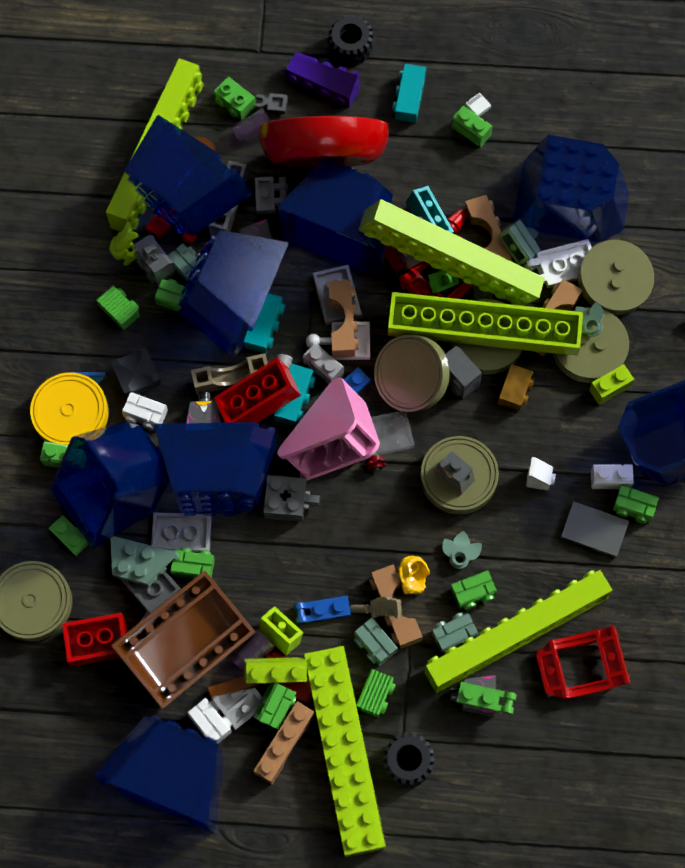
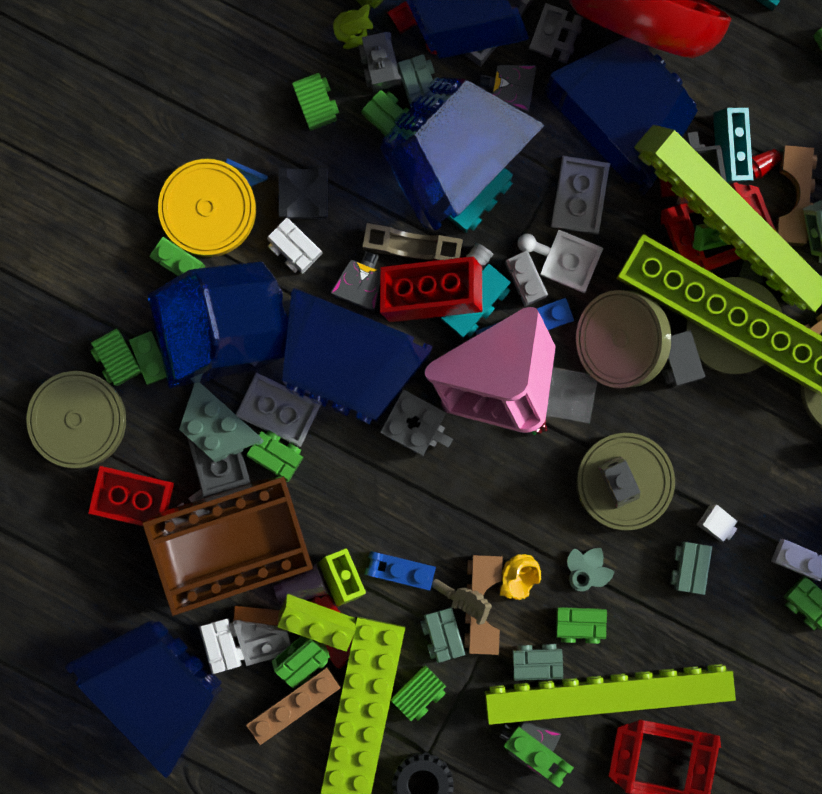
camera: 20 degrees right, 15 degrees up
(44, 544) = (116, 358): none -> bright green brick
(341, 298) = (582, 204): medium nougat arch -> none
(515, 388) = (738, 404): pearl gold brick -> none
(536, 515) = (691, 567): none -> sand green brick
(595, 529) = (752, 611): dark grey tile -> none

